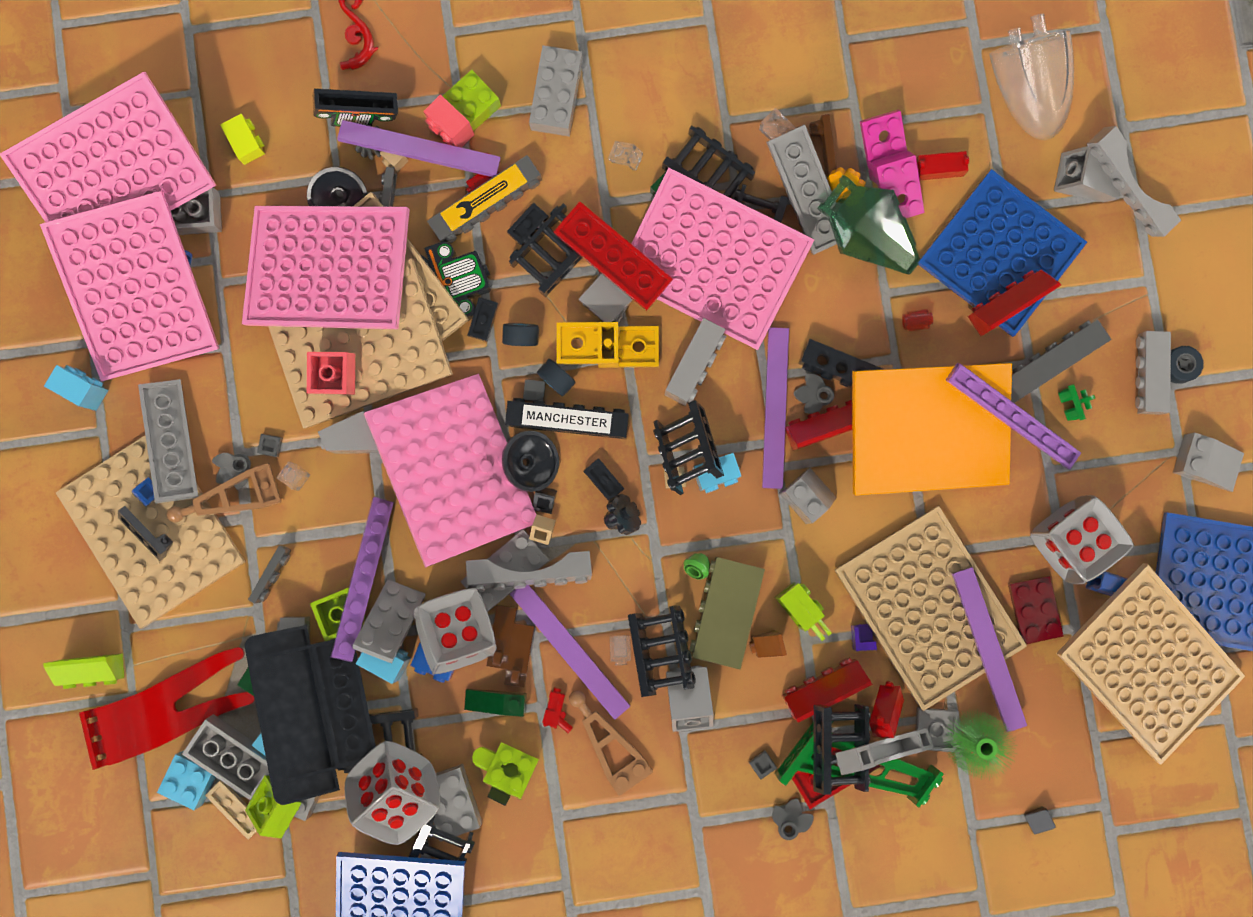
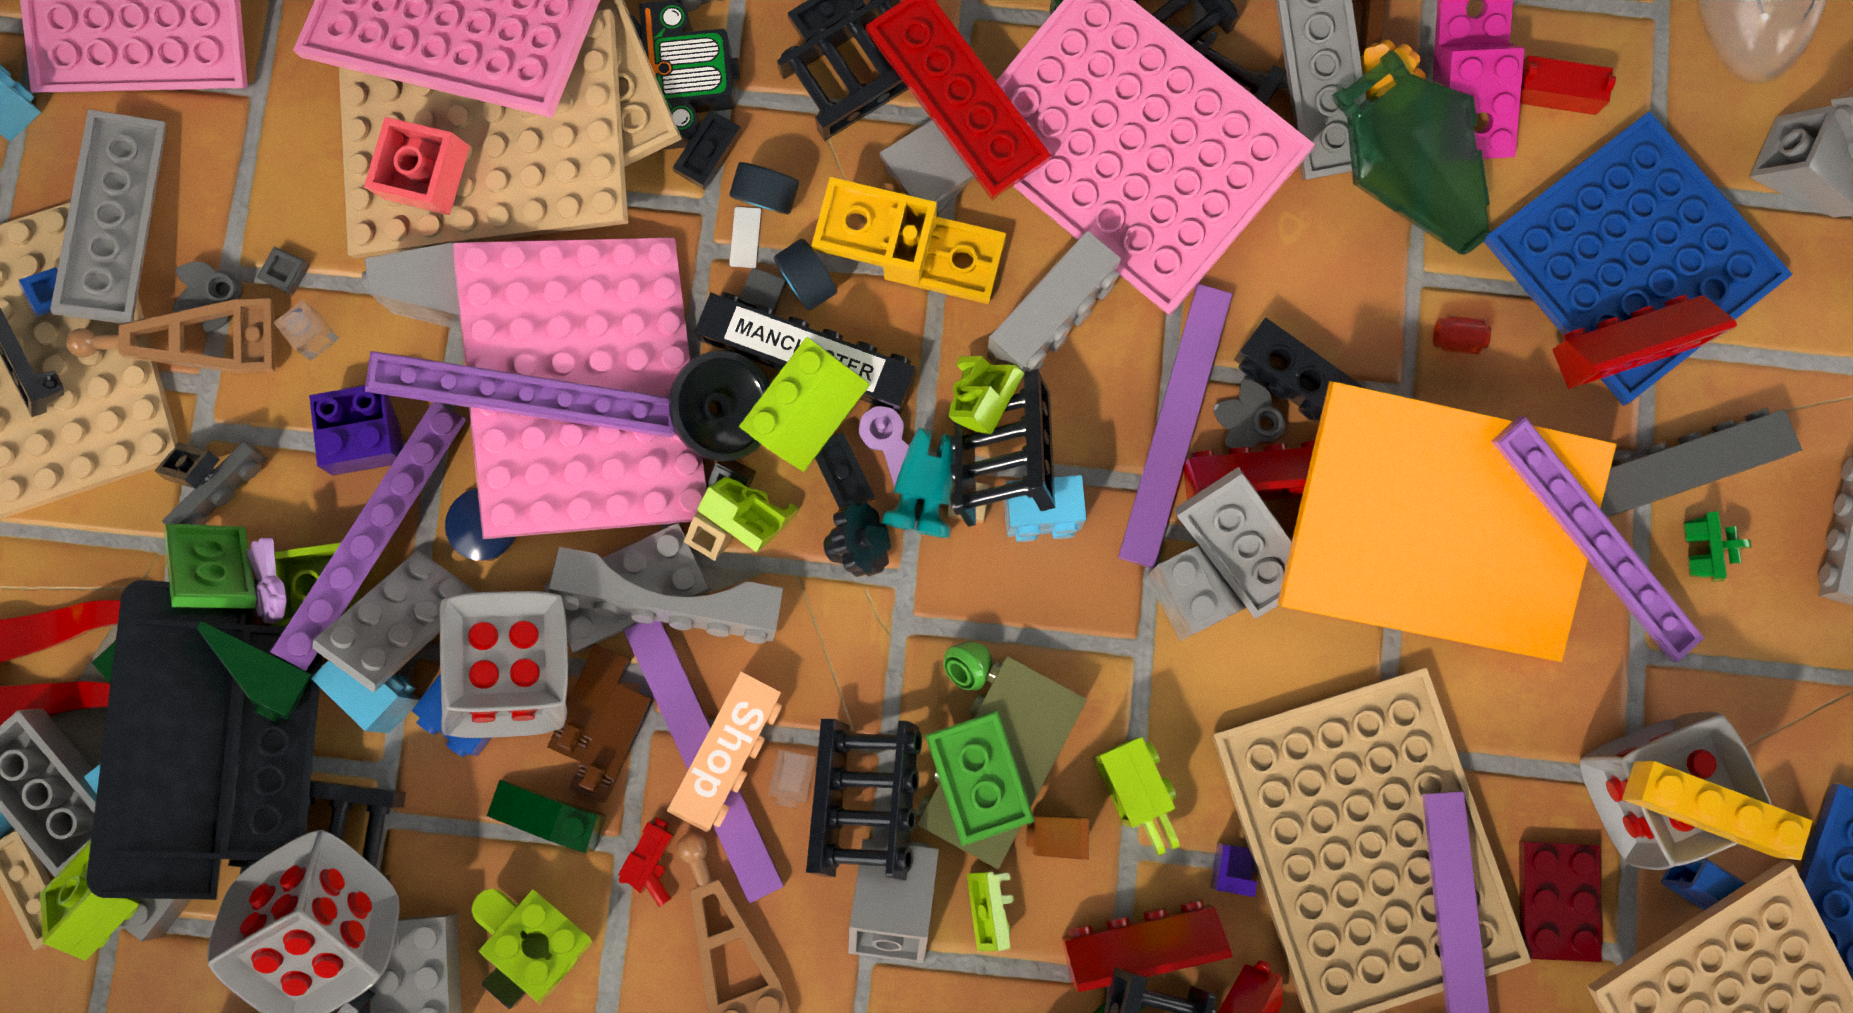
camera: 10 degrees right, 5 degrees down
(252, 566) = (188, 465): none -> black plate
(282, 618) = (209, 566): none -> bright green tile
(320, 625) = (270, 589): none -> lavender piece
(330, 670) = (262, 677): none -> dark green slope
(336, 523) = (354, 430): none -> dark purple slope
(411, 561) = (465, 530): none -> dark blue dish
(423, 485) = (517, 394): none -> medium lavender tile
(516, 363) = (745, 237): none -> white sticker
(558, 515) = (745, 512): none -> lime slope
(575, 450) = (804, 405): none -> lime slope
(581, 645) = (724, 752): none -> light nougat brick
(619, 451) = (882, 431): none -> lavender piece
(649, 473) = (927, 479): none -> teal piece
(668, 419) = (982, 393): none -> lime slope
(719, 625) = (979, 778): none -> bright green tile
(741, 694) = (988, 915): none -> lime plate
(825, 464) = (1240, 539): none -> light grey plate
(1101, 548) = (1717, 810): none -> yellow brick

